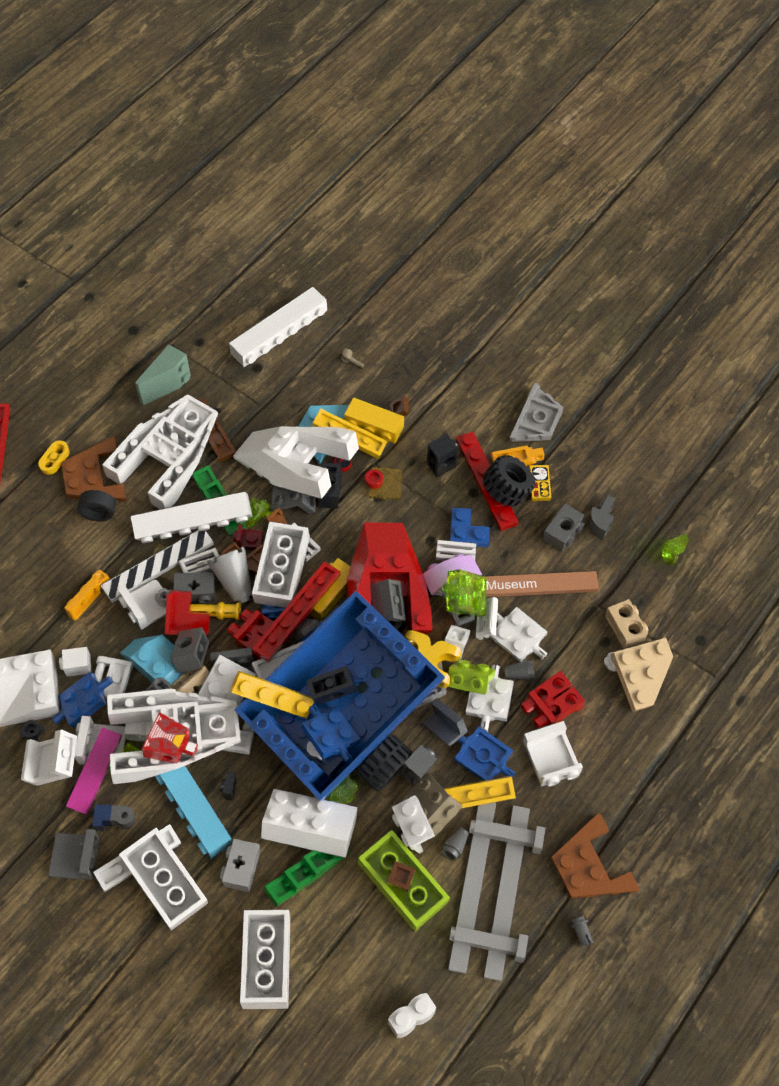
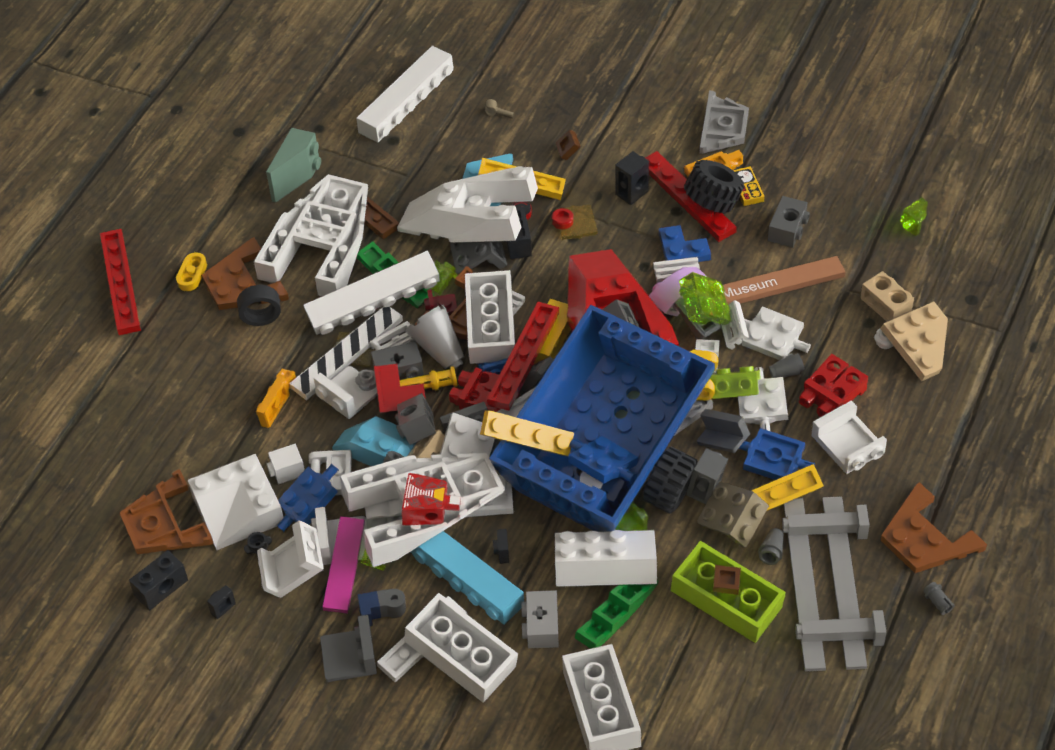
camera: 10 degrees left, 10 degrees down
(331, 685) = (589, 412): black brick -> none
(375, 420) = (546, 159): yellow brick -> none
(413, 823) = (721, 528): white bracket -> none
(416, 1013) = (781, 718): white brick -> none
(600, 519) = (826, 205): dark grey brick -> none

